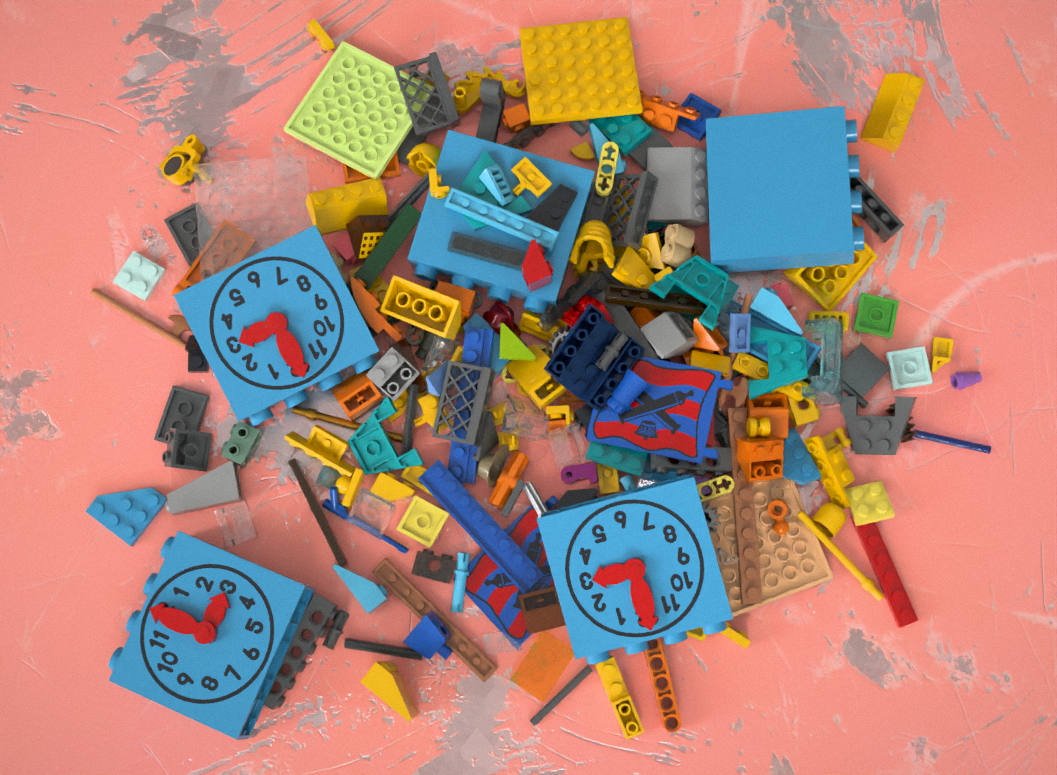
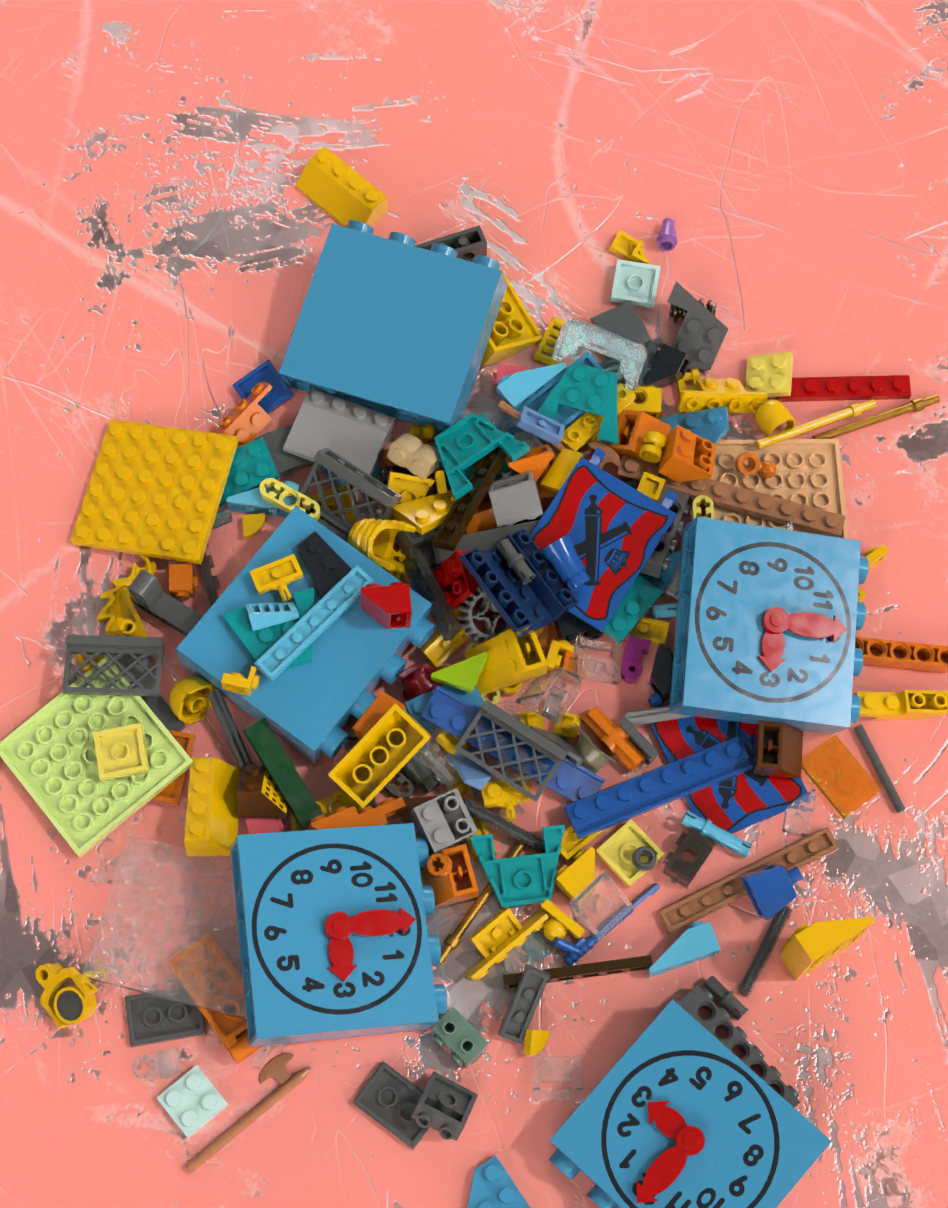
camera: 75 degrees left, 10 degrees down
(196, 359) = (323, 1058): black slope -> none
(208, 491) = (505, 1095): light grey slope -> none
(257, 499) = (535, 1040): none -> yellow tile
(279, 480) = (523, 1004): none -> dark grey tile
(353, 379) = (431, 865): none -> orange bush
(364, 125) = (121, 751): none -> light yellow plate
(415, 528) = (644, 851): none -> dark grey plate
(486, 251) = (343, 656): clear smoke plate -> none
(705, 250) = (426, 432): none -> yellow arm
(724, 437) = (651, 485): none -> yellow tile
(840, 418) = (668, 366): none -> black slope
(876, 315) = (565, 293): bright green plate -> none
(893, 634) = (915, 405): none -> pearl gold bar
(952, 441) = (730, 271): clear blue bar -> none

